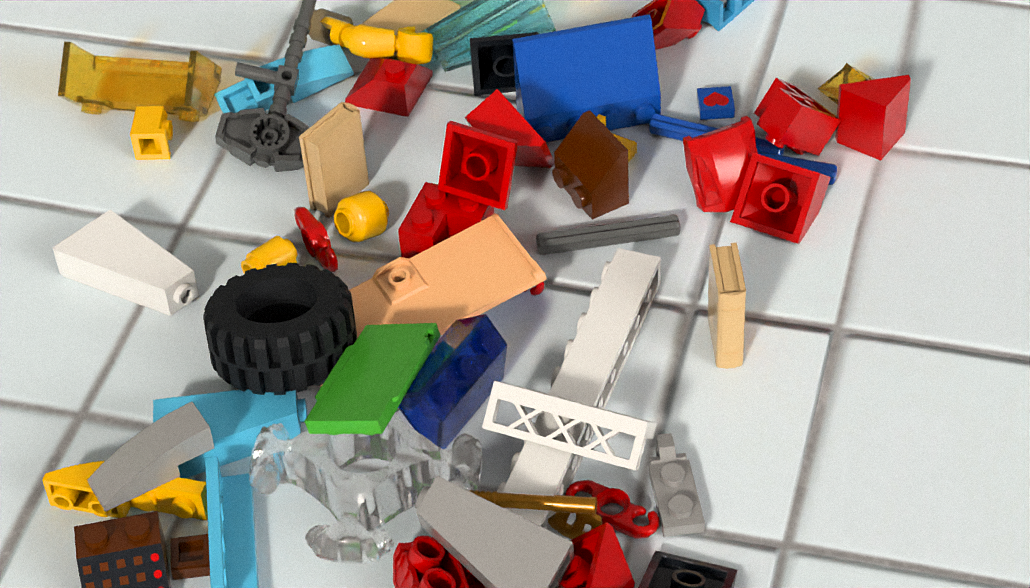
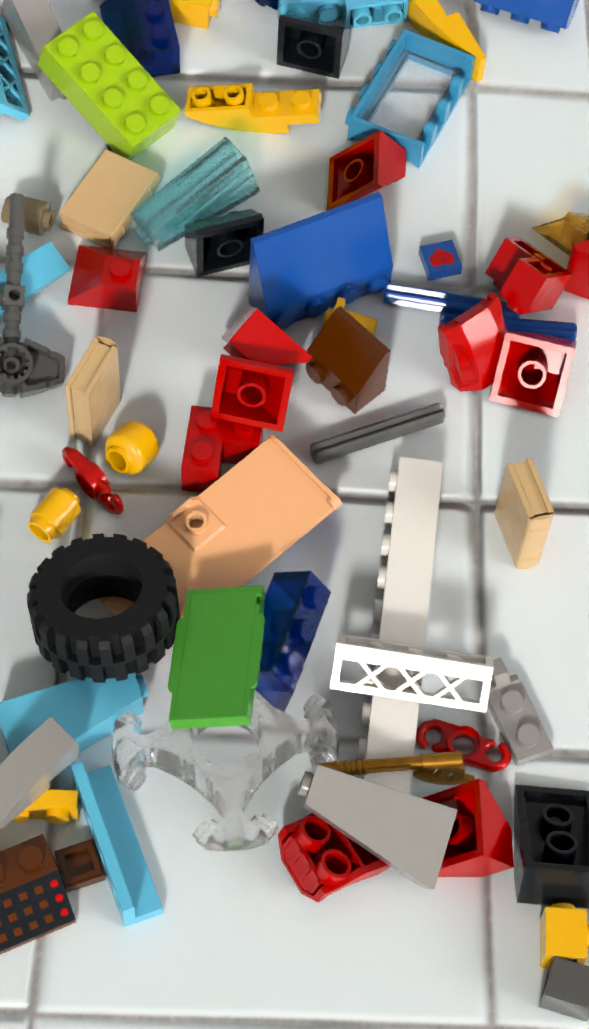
camera: 20 degrees left, 15 degrees up
(381, 42) = (92, 236): yellow piece -> none

